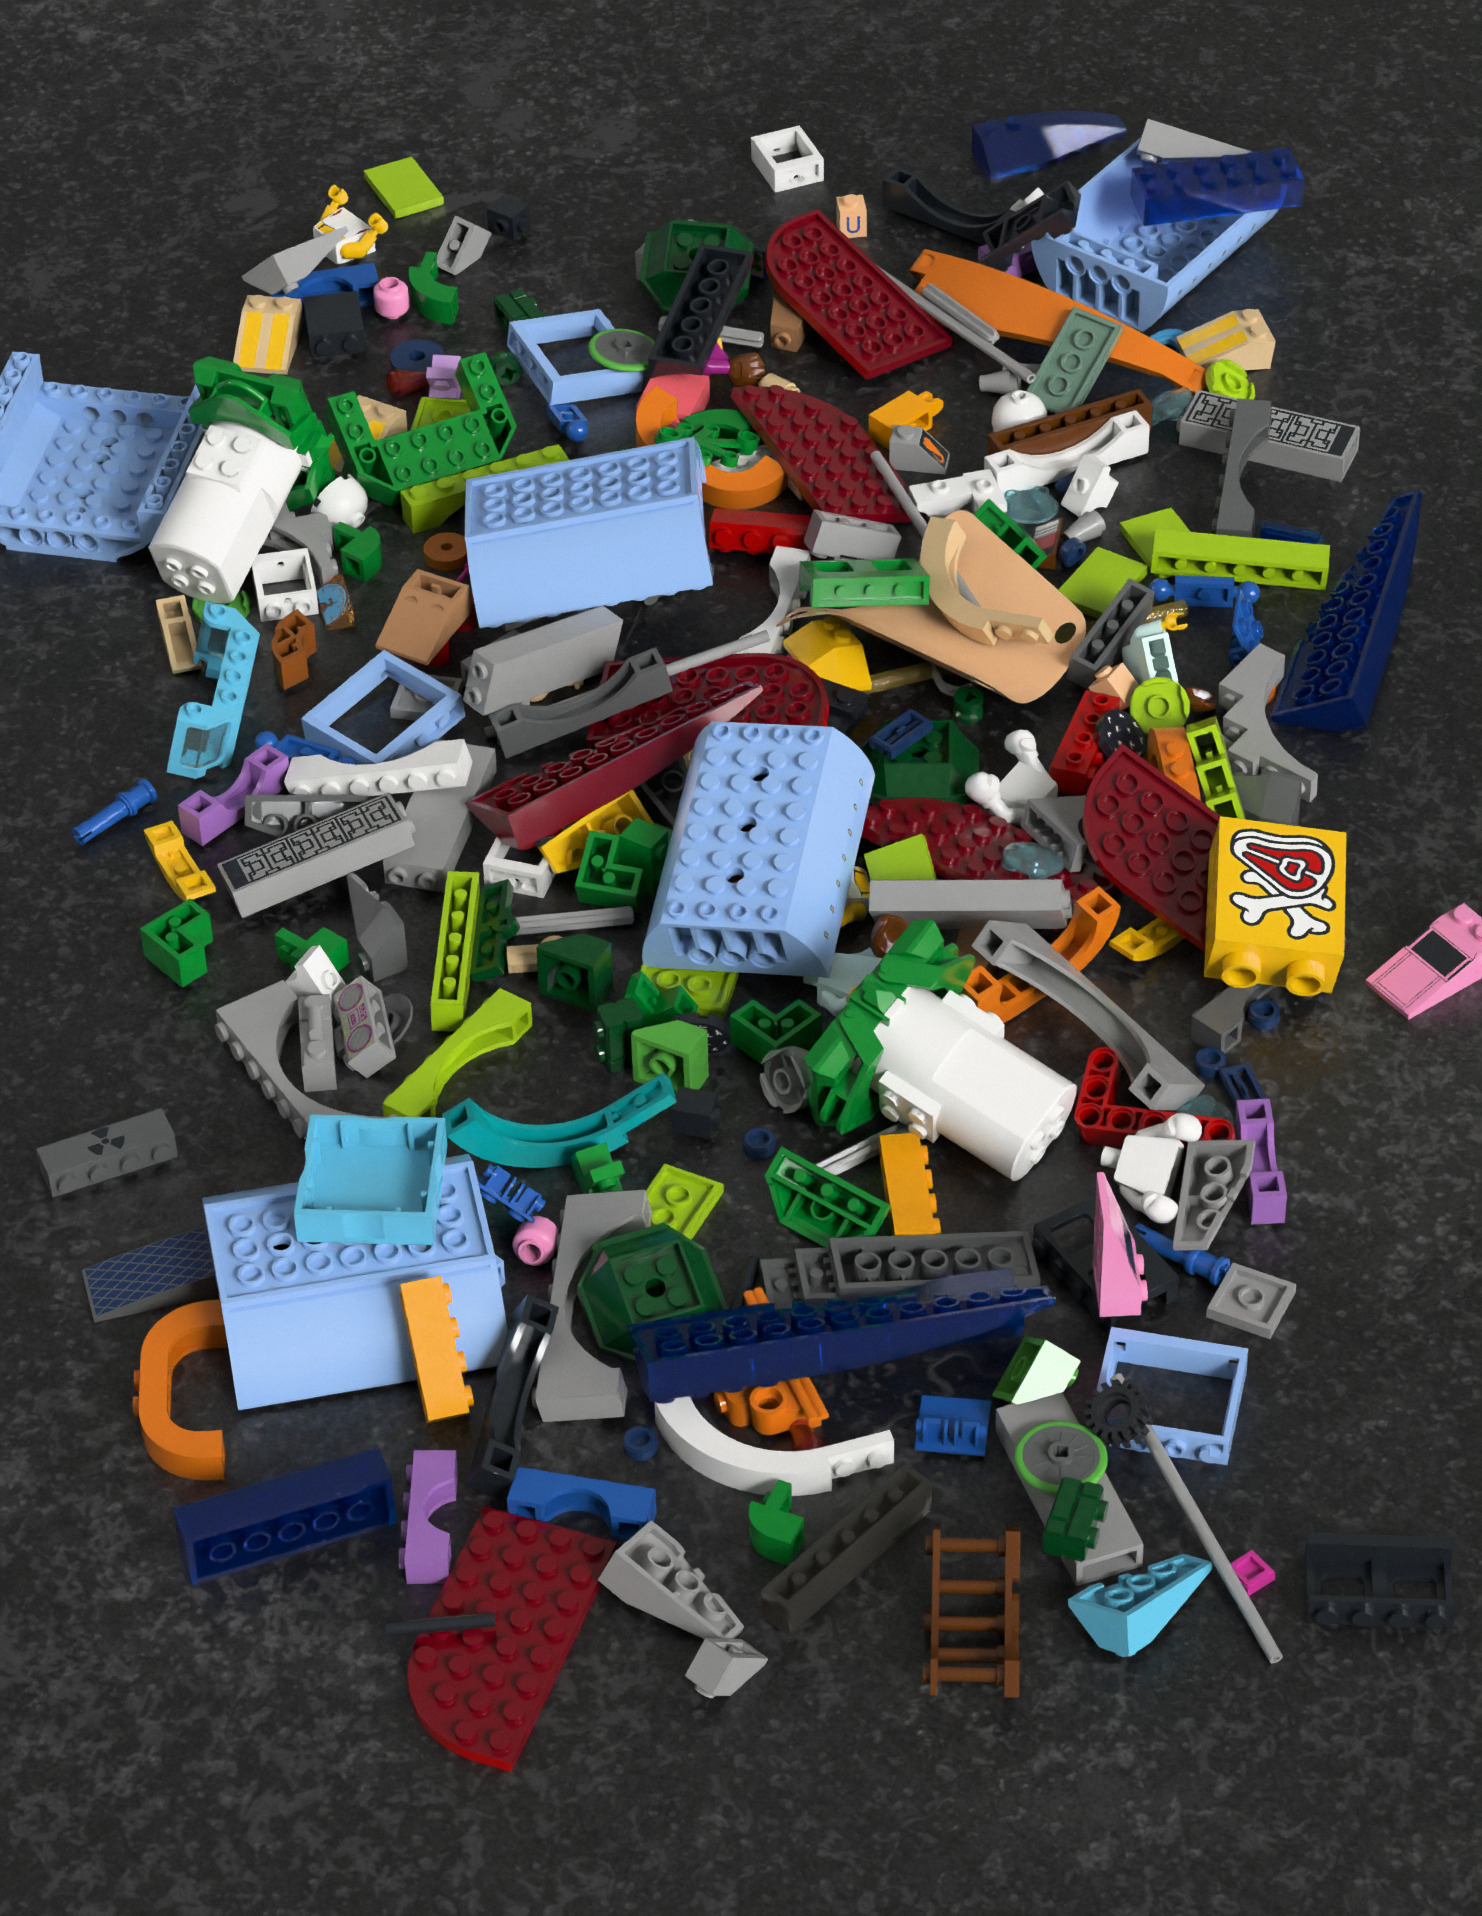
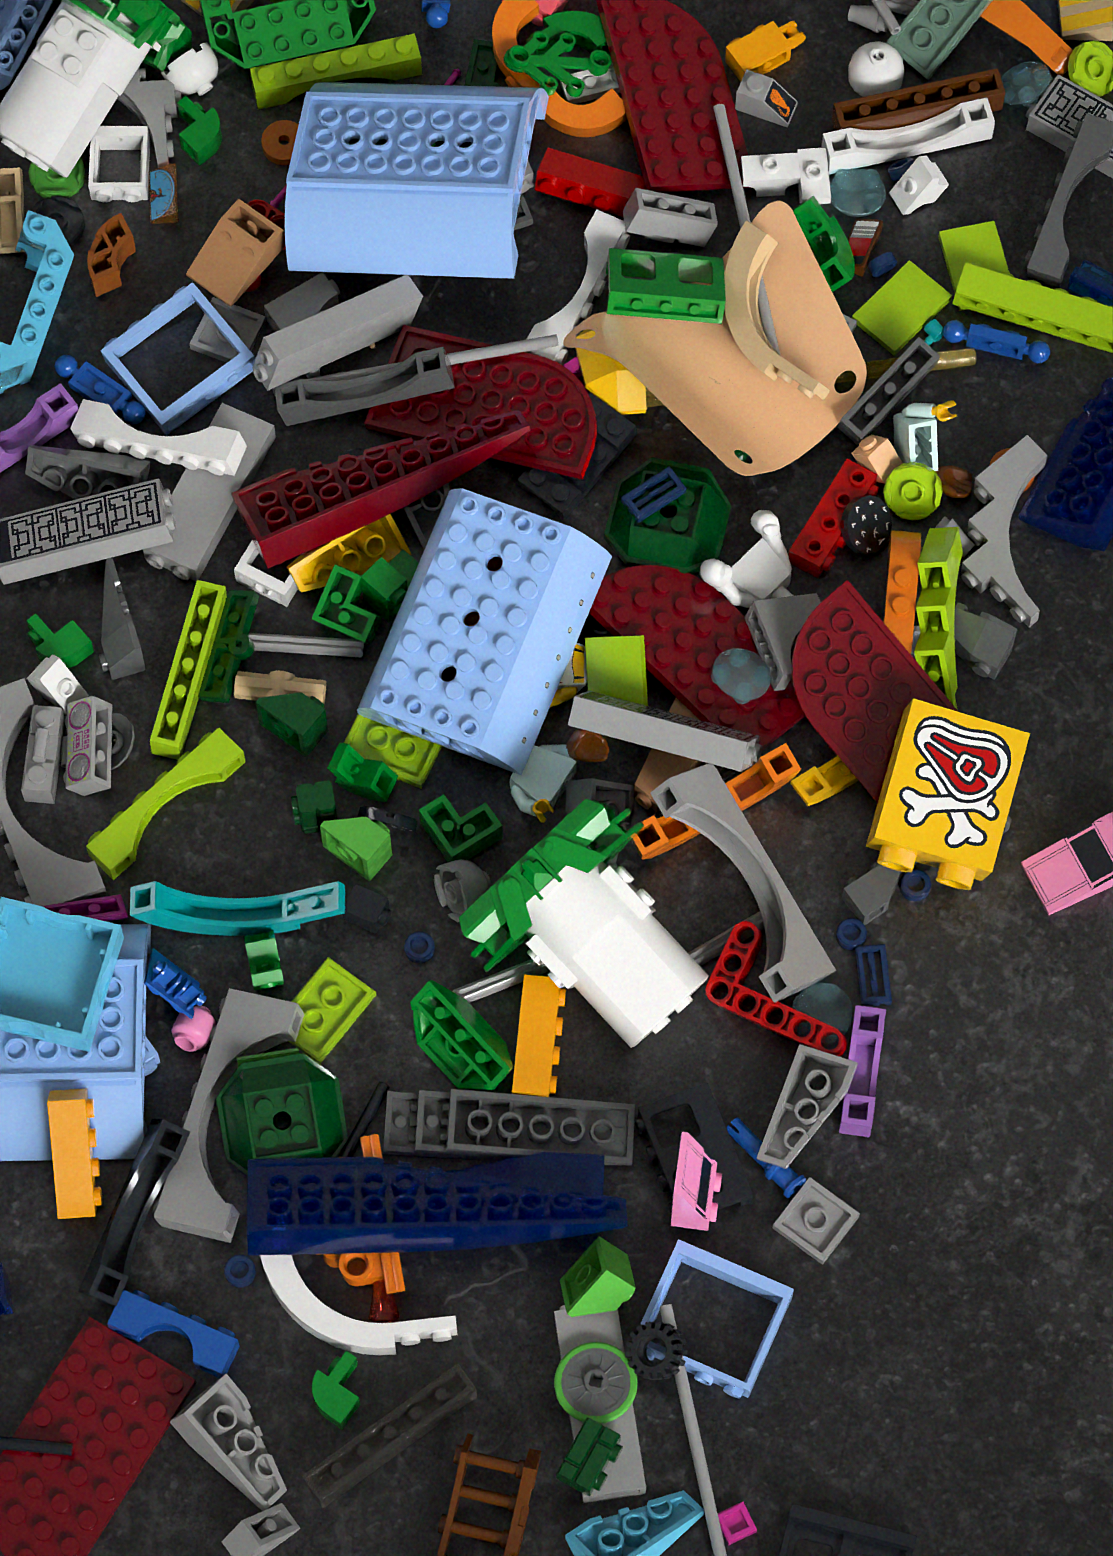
camera: 10 degrees right, 25 degrees up
(427, 1548) = (50, 1281): medium lavender arch -> none
(952, 1425) = (516, 1308): blue hinge -> none
(1086, 527) = (902, 234): light grey cone -> none
(1150, 1165) = (757, 1063): white torso -> none
(1245, 631) = (1020, 409): blue hinge -> none

